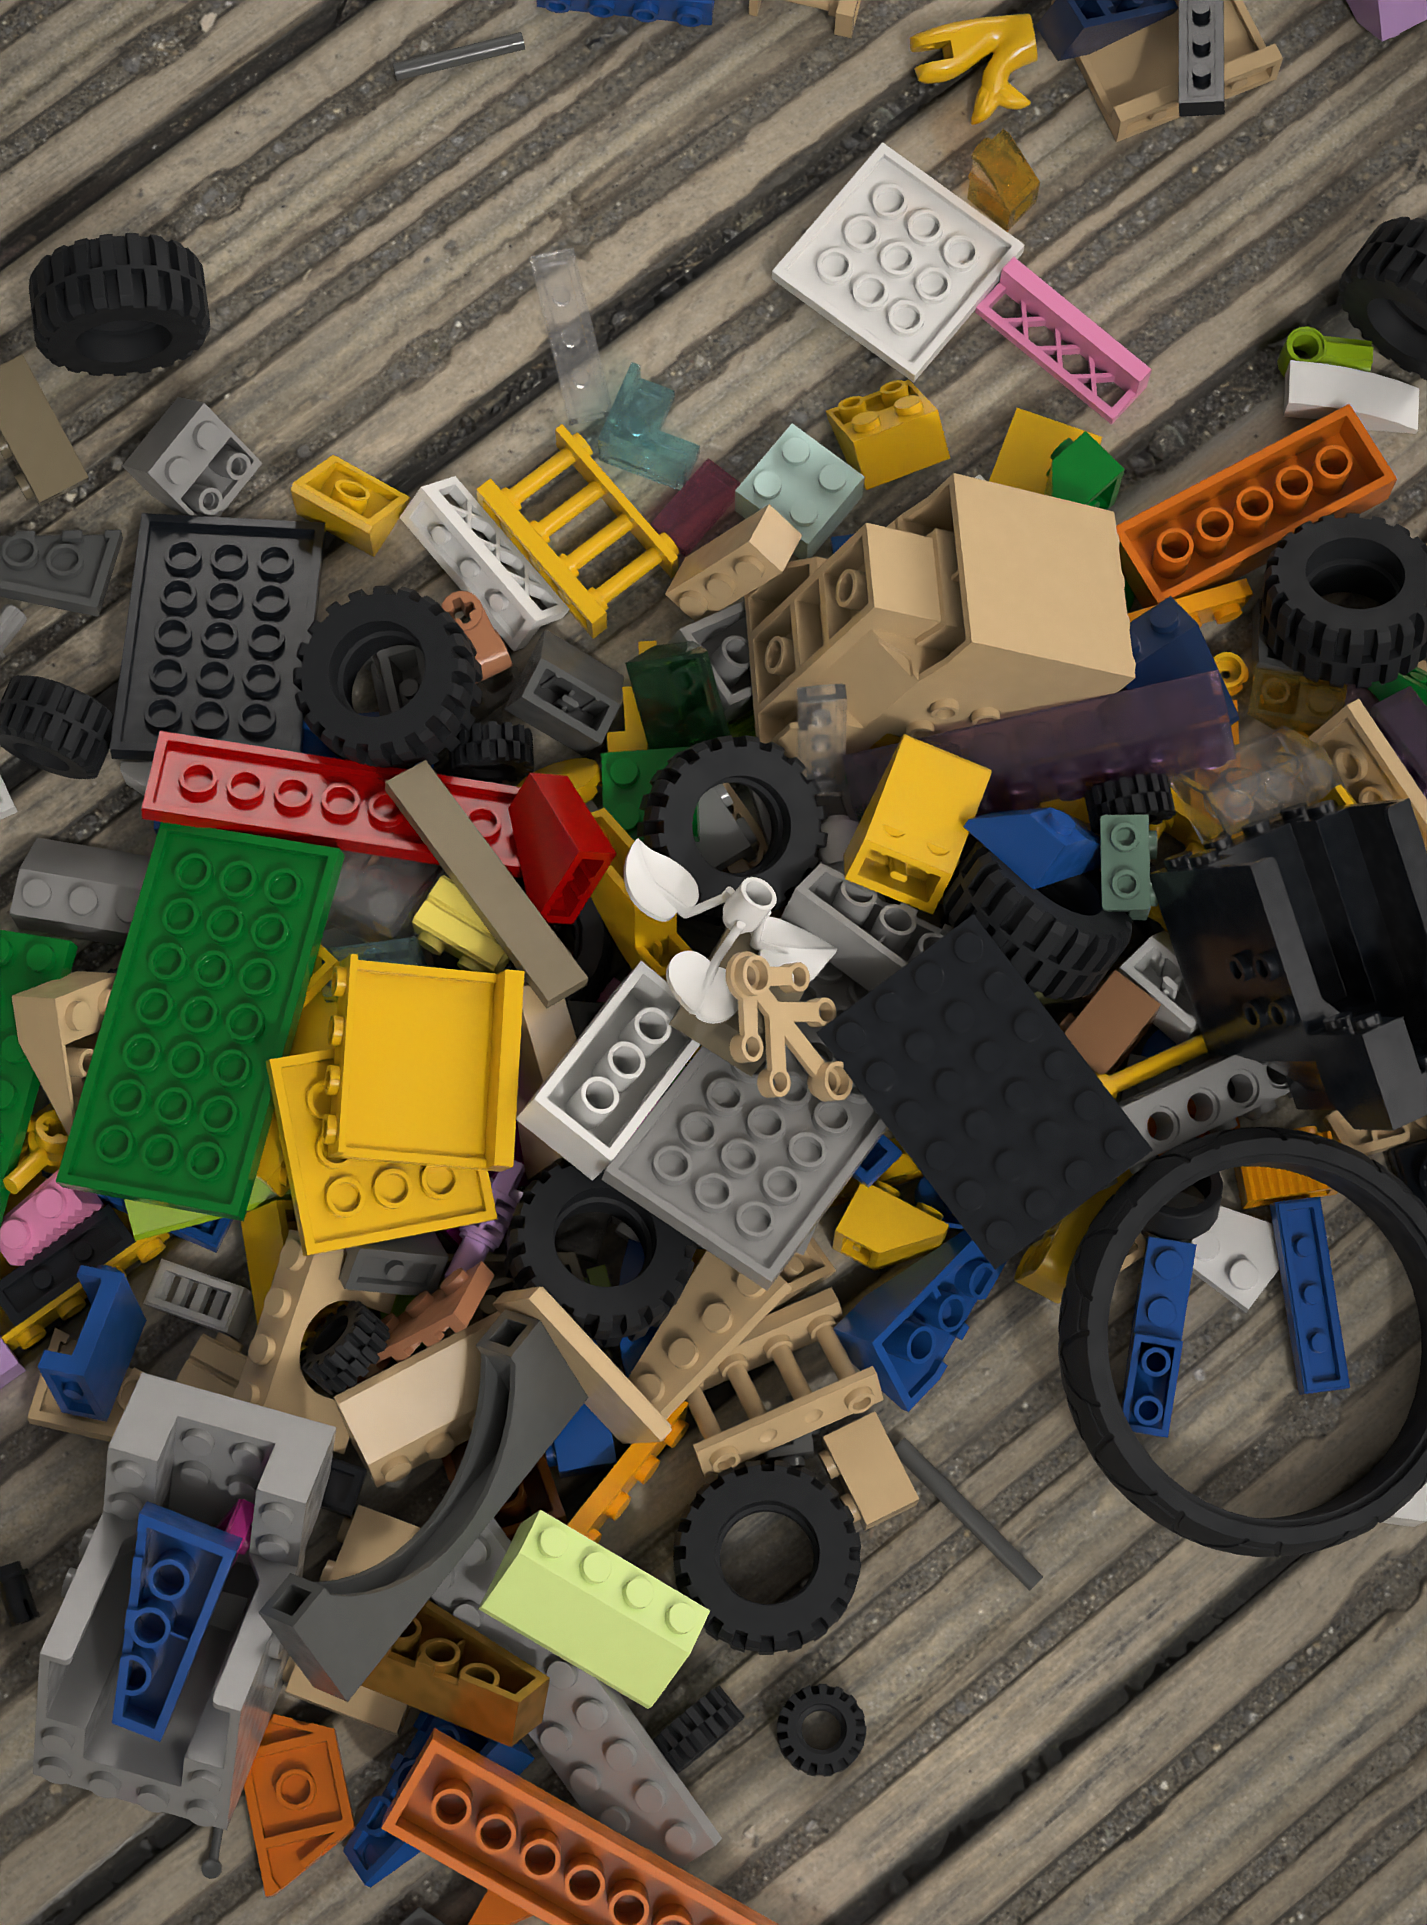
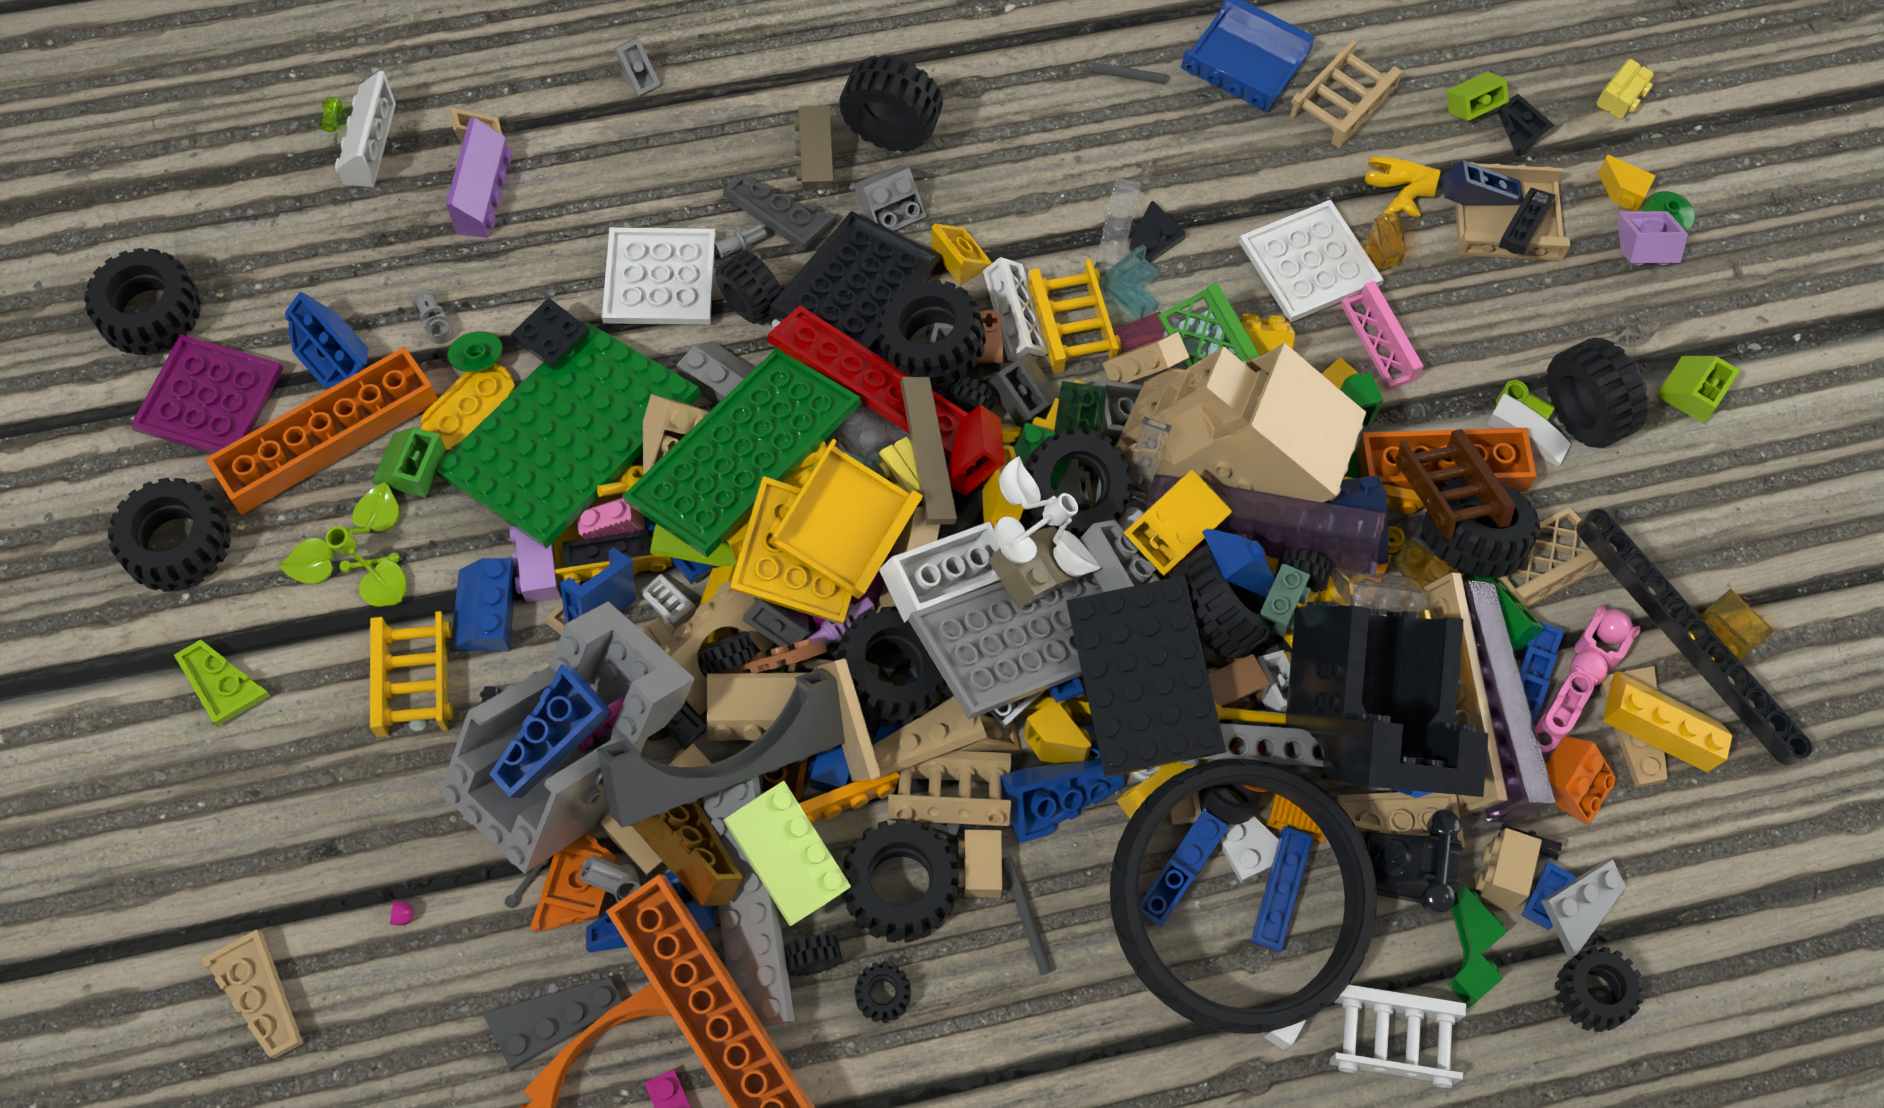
camera: 25 degrees right, 10 degrees down
(356, 1762) = (610, 876): none -> light grey piece
(637, 325) = (1156, 233): none -> black wing
(749, 981) = (1039, 555): tan plant -> none
(839, 452) = (1225, 318): none -> bright green fence
(1300, 519) = (1469, 466): none -> reddish brown fence

